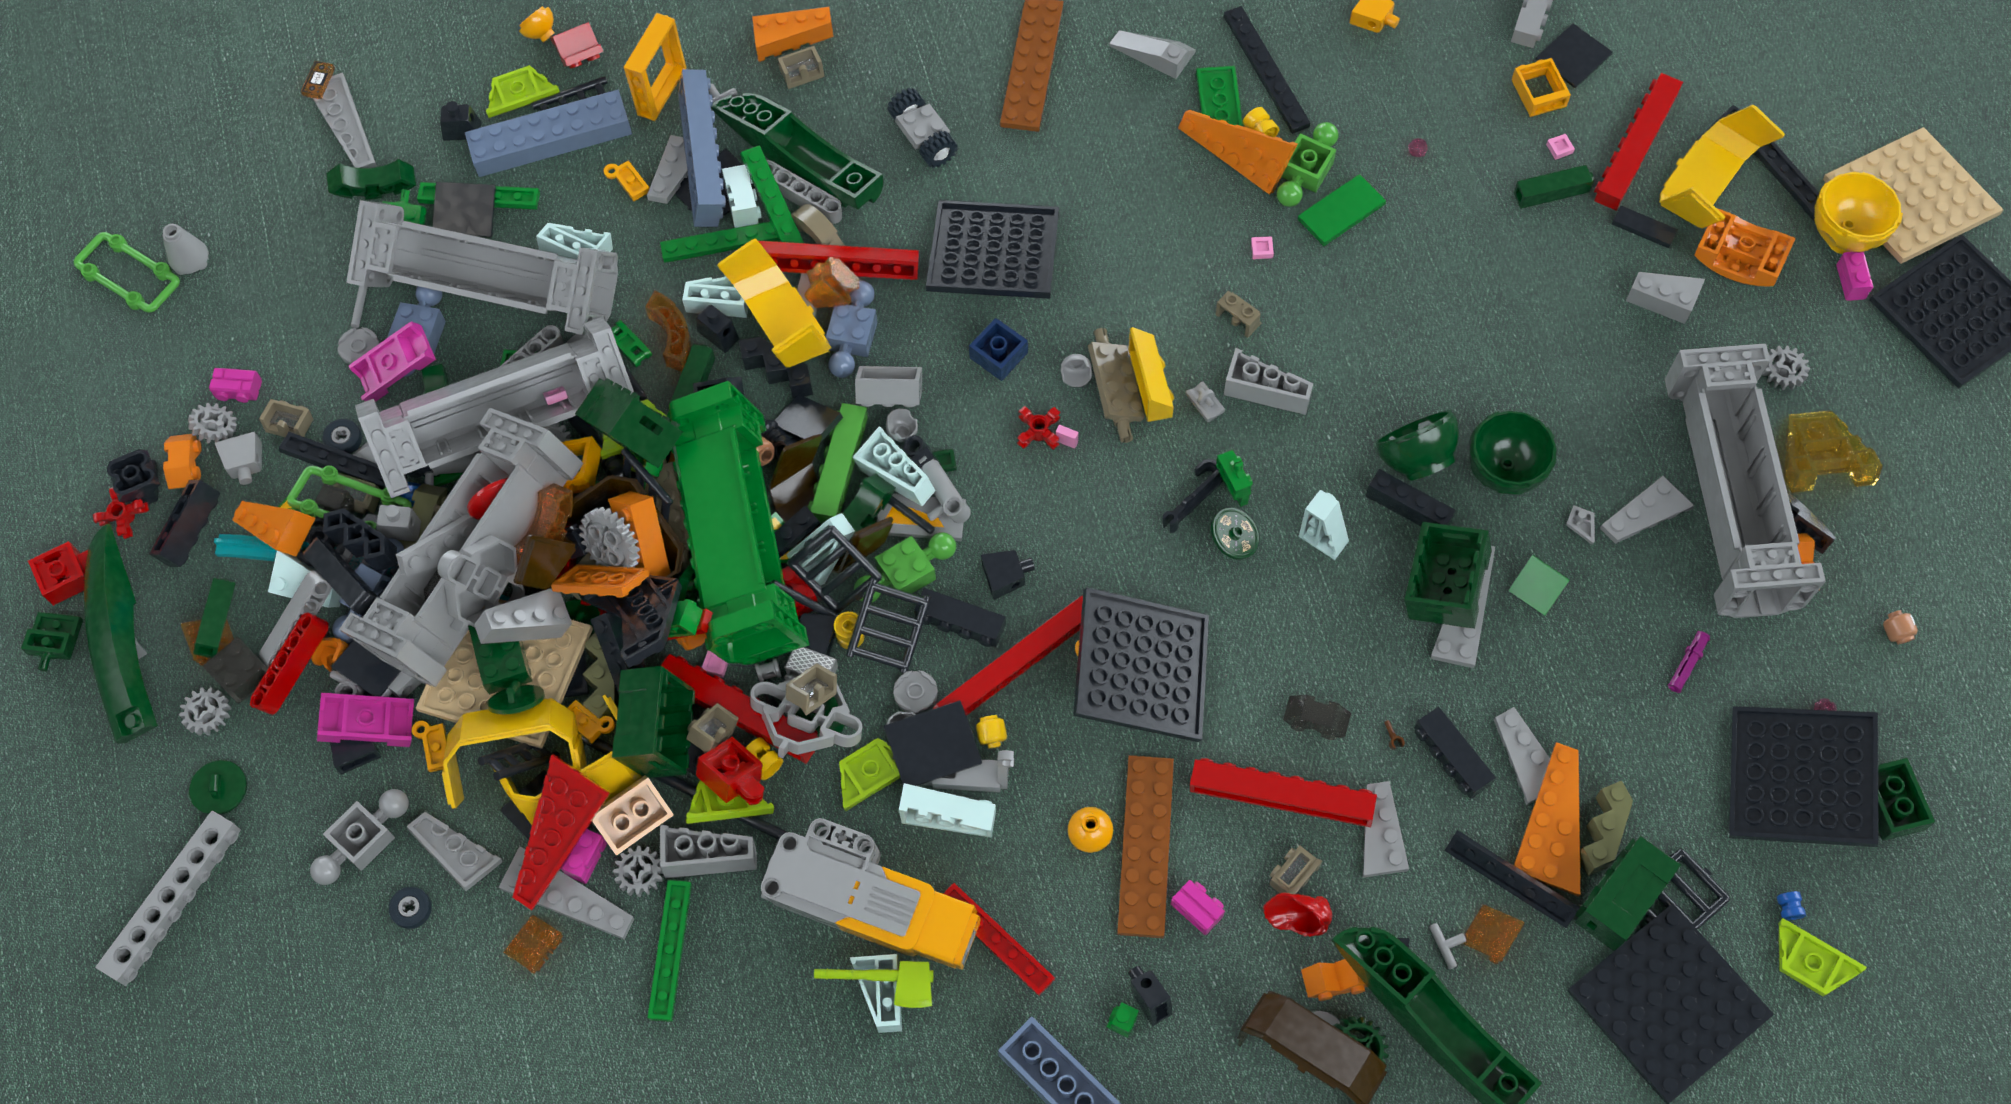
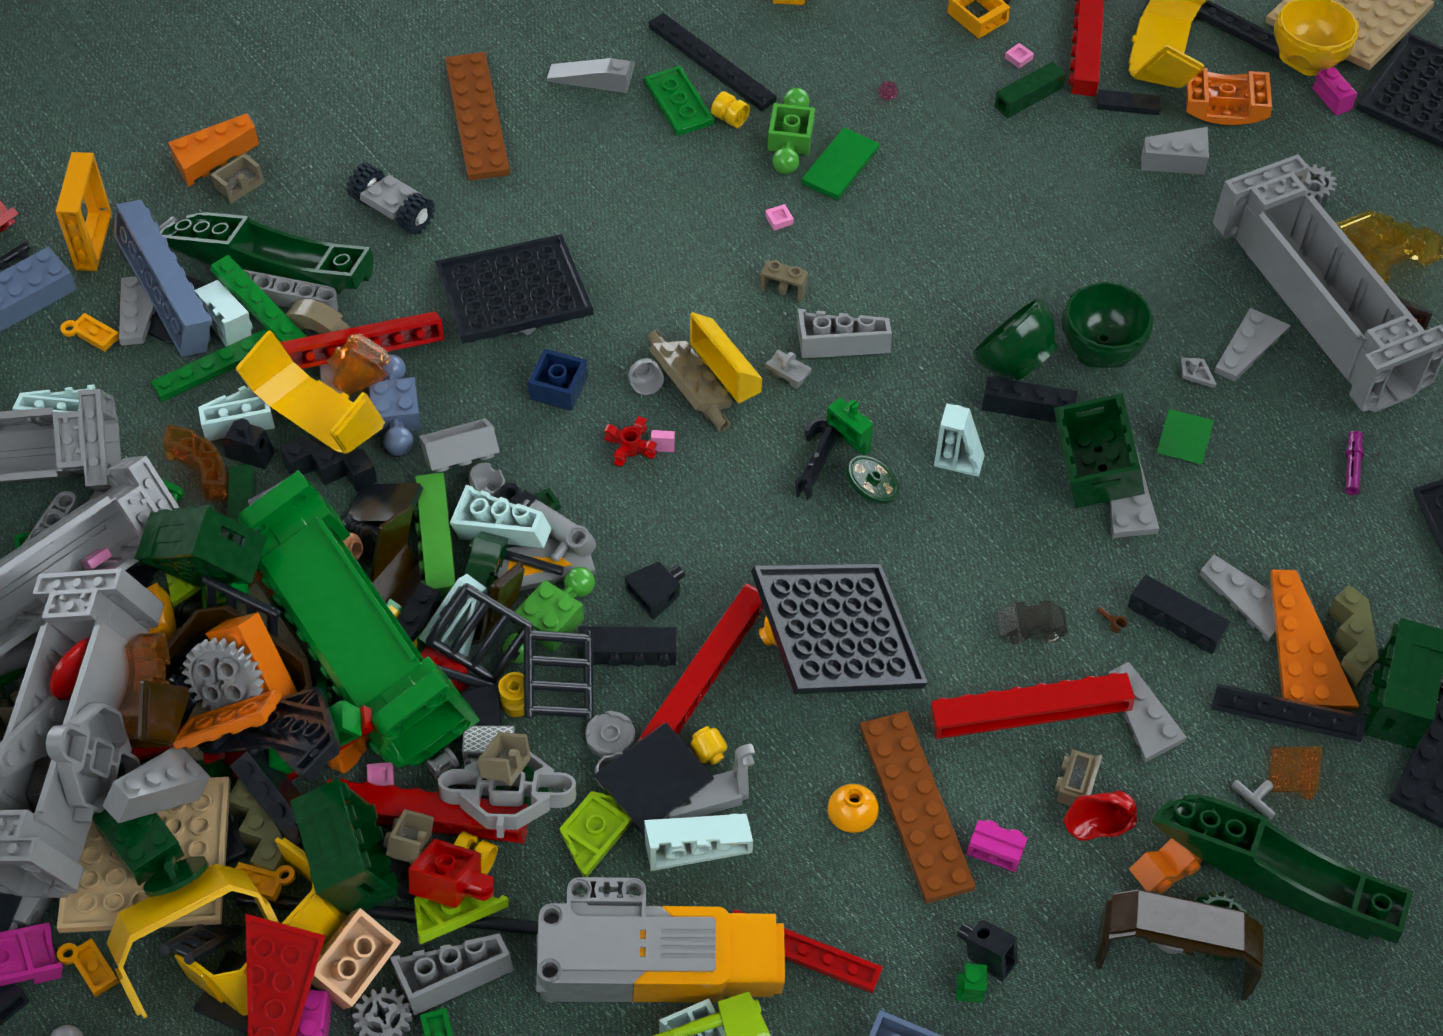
camera: 25 degrees left, 10 degrees down
(1246, 150) = (729, 133): orange wing -> none

